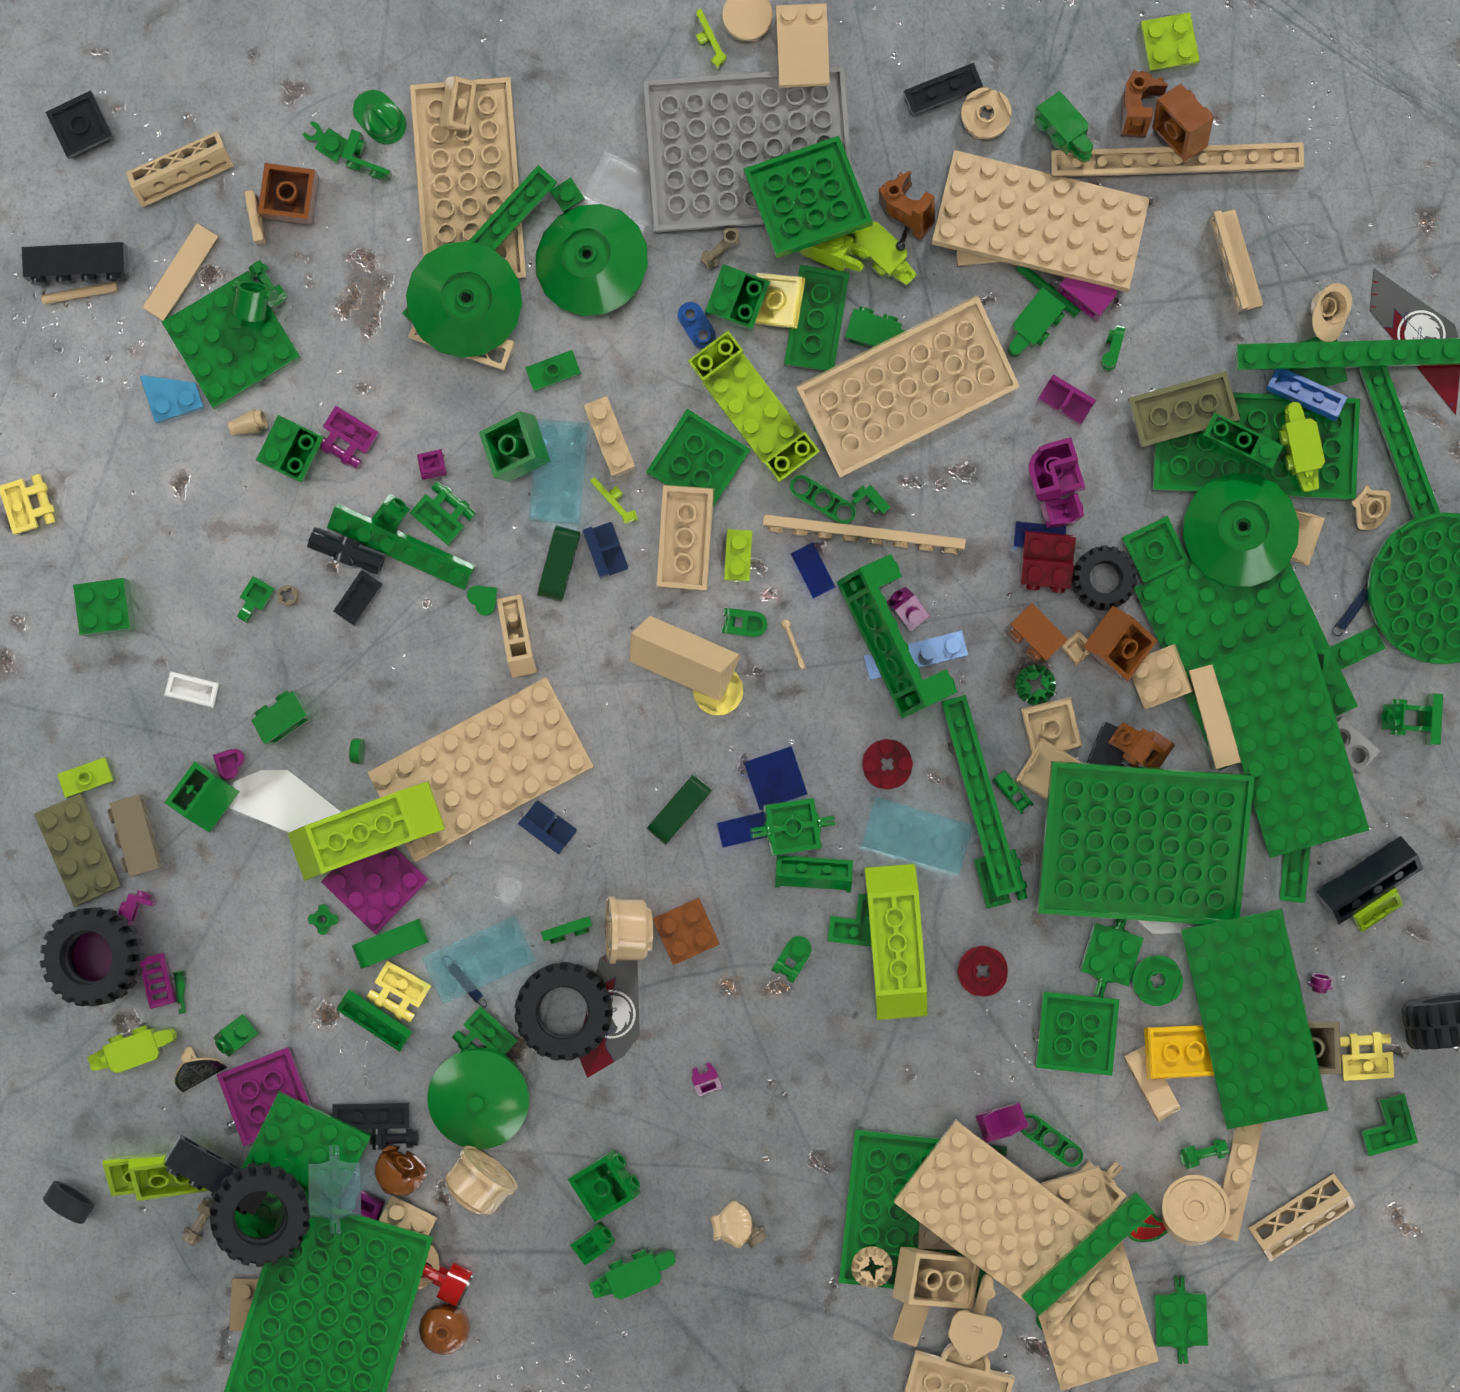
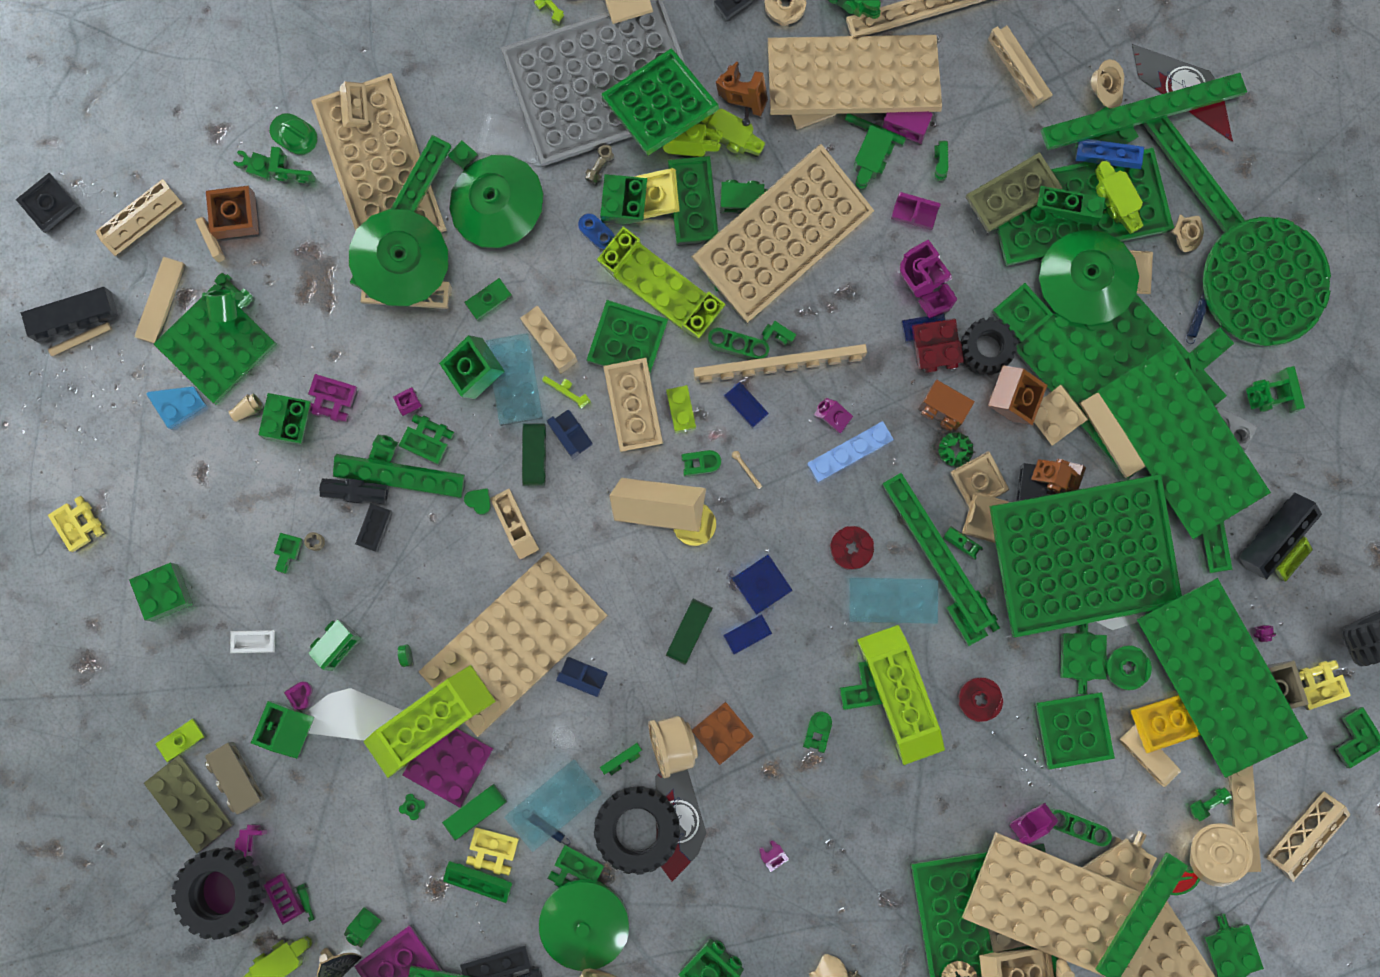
camera: 15 degrees left, 5 degrees down
(792, 826) = (787, 621): green plate -> none
(814, 873) = (816, 654): green container -> none
(885, 641) = (823, 444): green plate -> none
(1074, 648) = (980, 410): tan tile -> none

